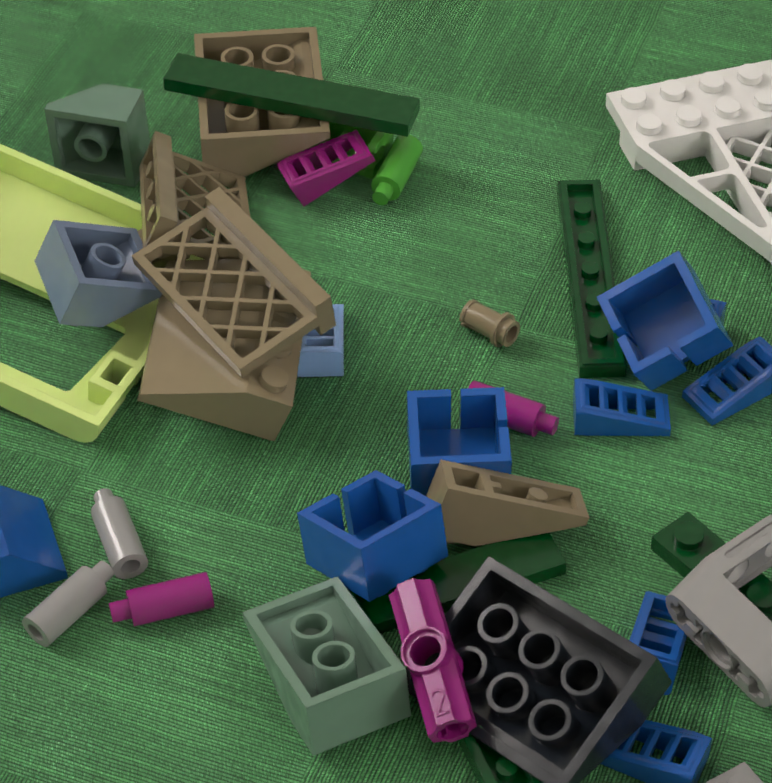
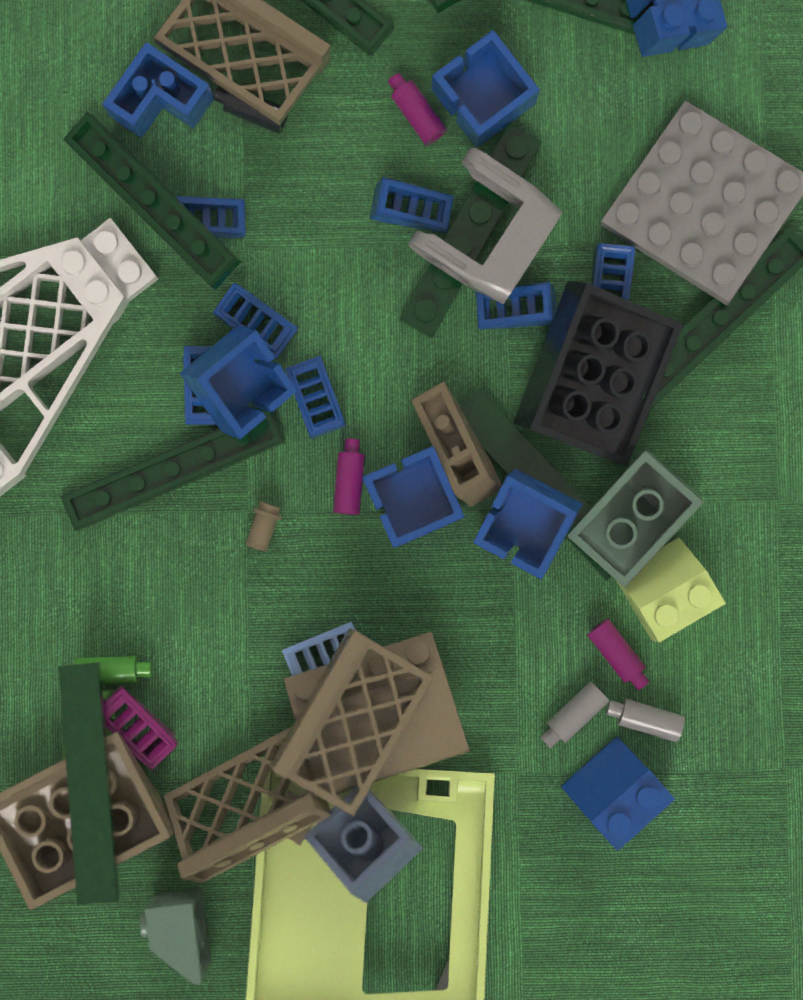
camera: 115 degrees left, 40 degrees up
(210, 674) = (671, 591): none -> yellowish green slope
(440, 684) = (604, 450): magenta piece -> none

